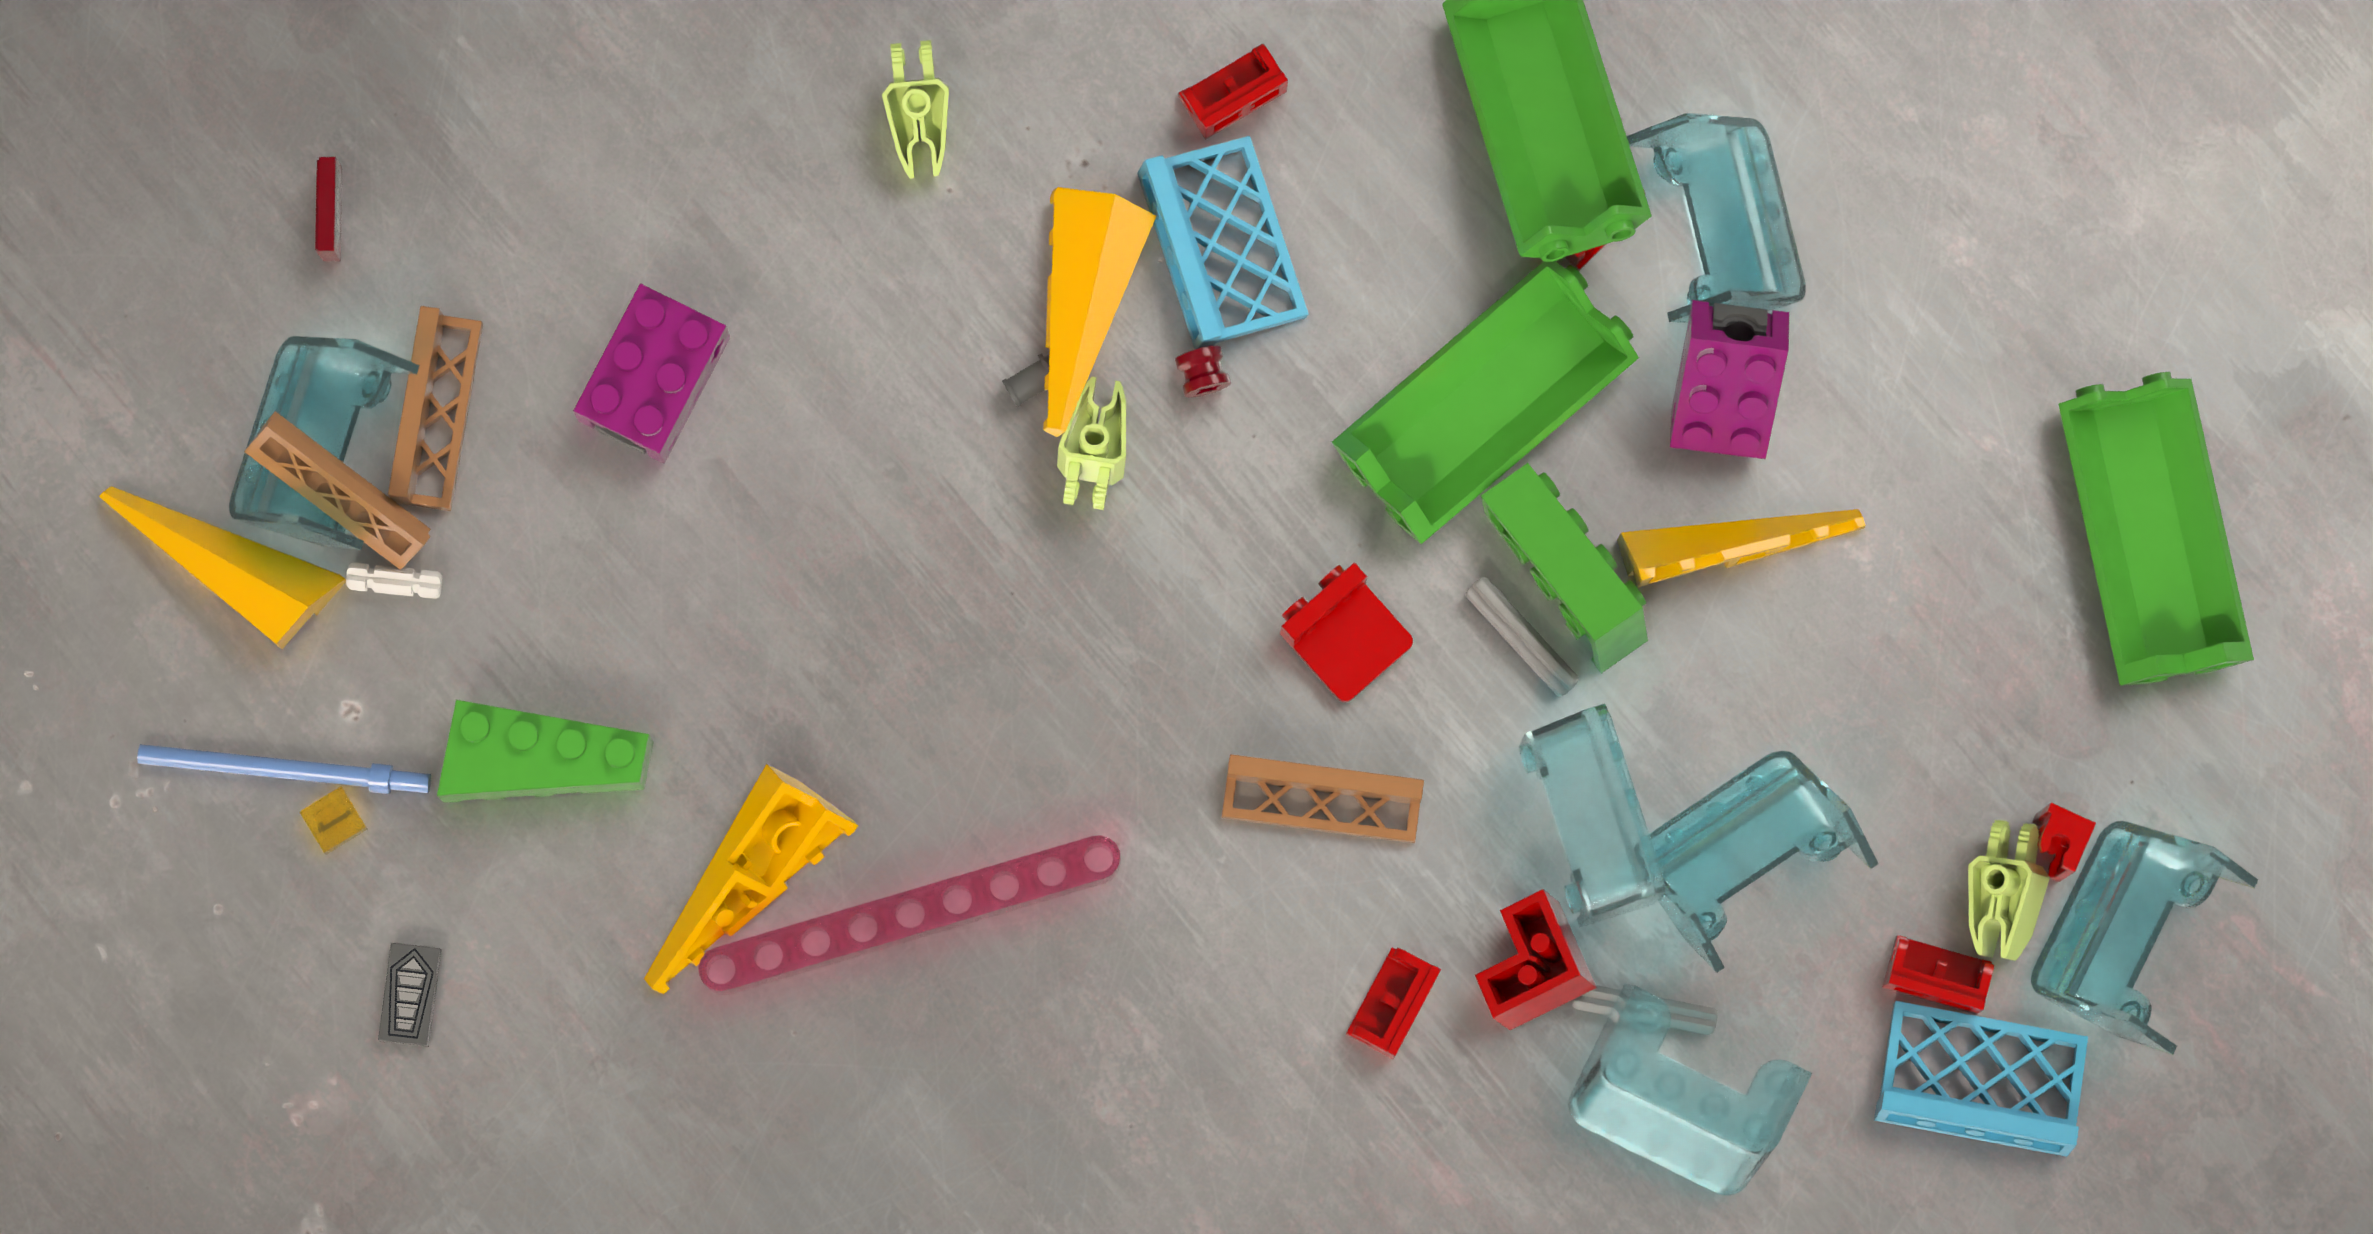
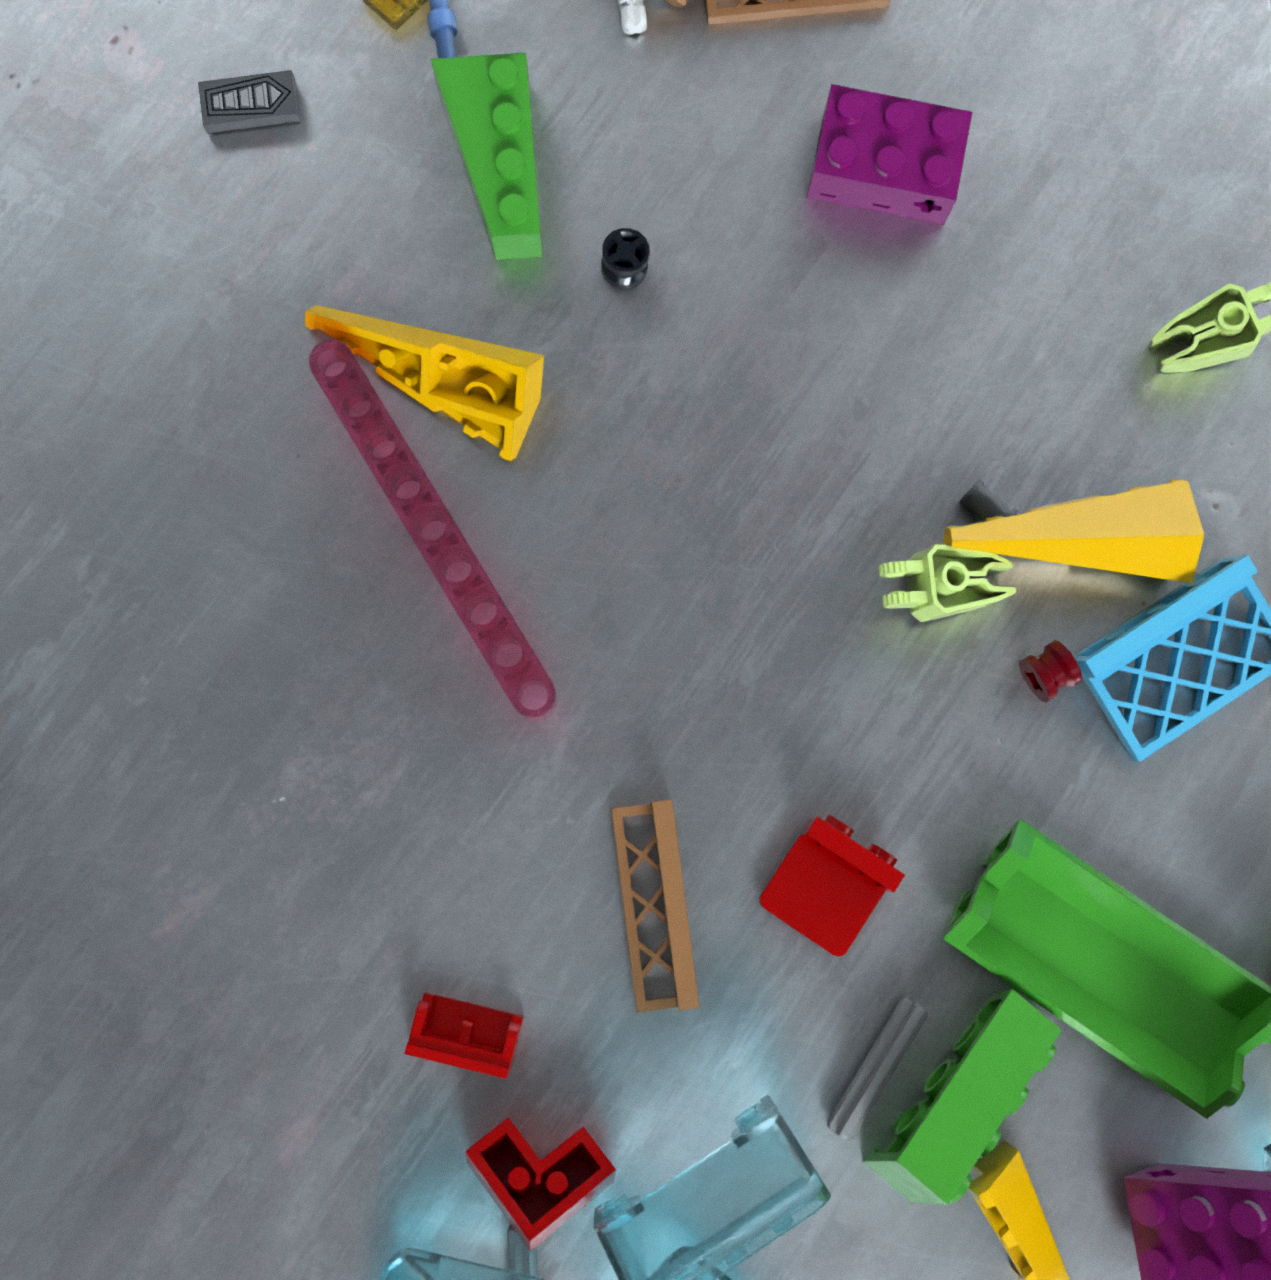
camera: 75 degrees right, 0 degrees up
(680, 651) = (629, 247): none -> black wheel

